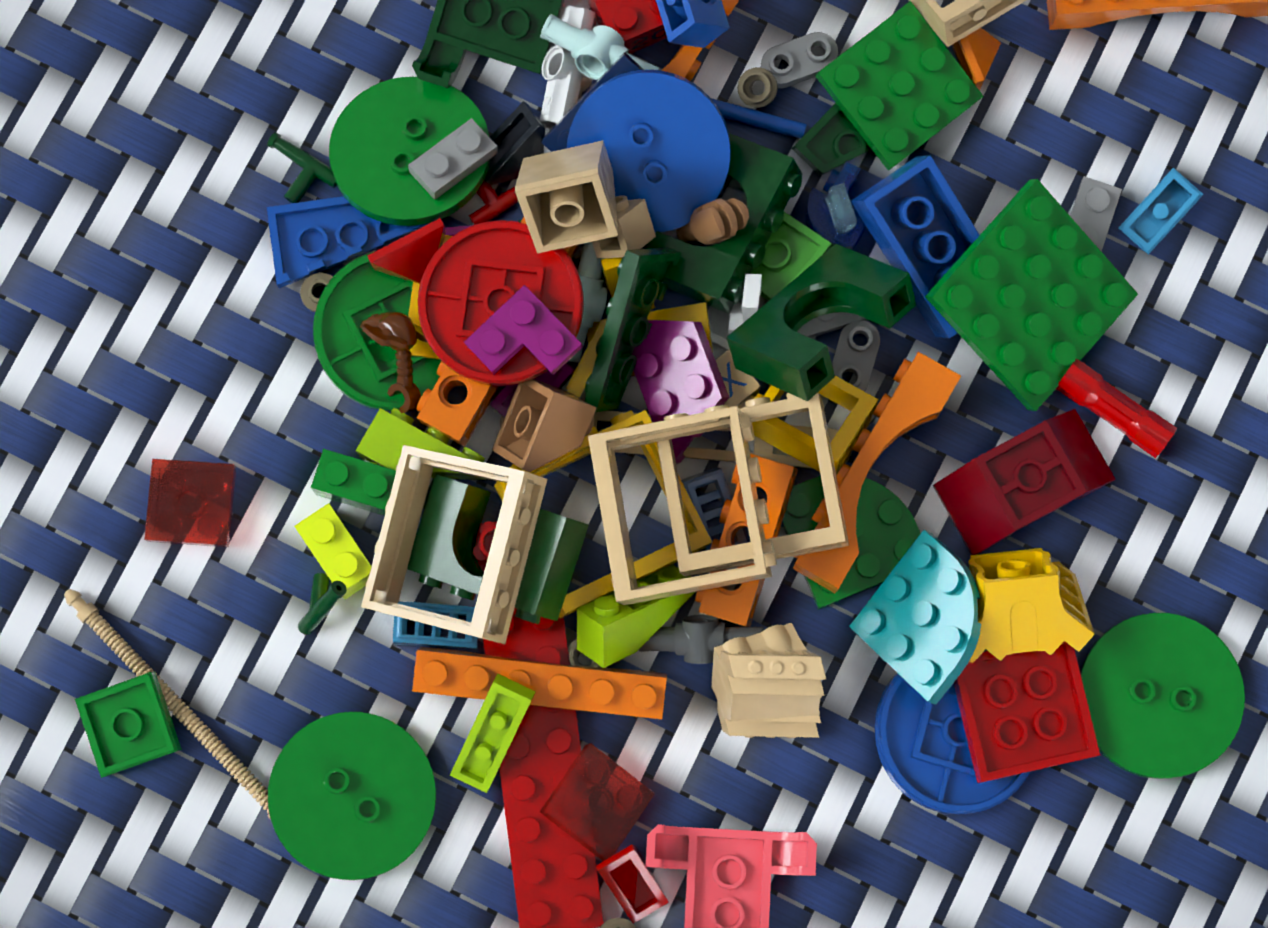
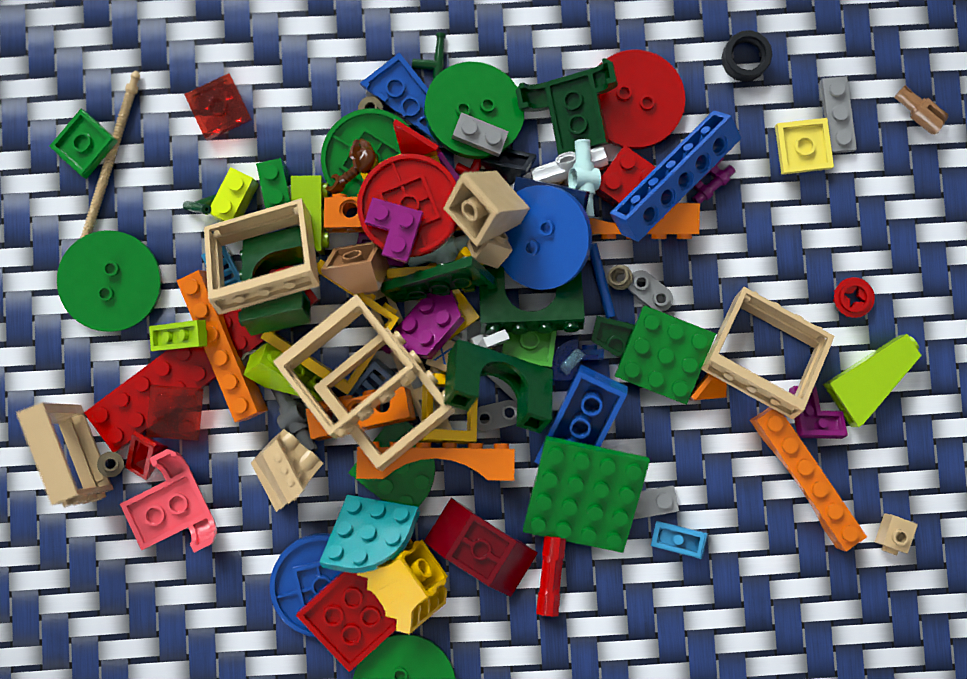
camera: 65 degrees right, 5 degrees up
(714, 222) = (523, 296): medium nougat arm -> none

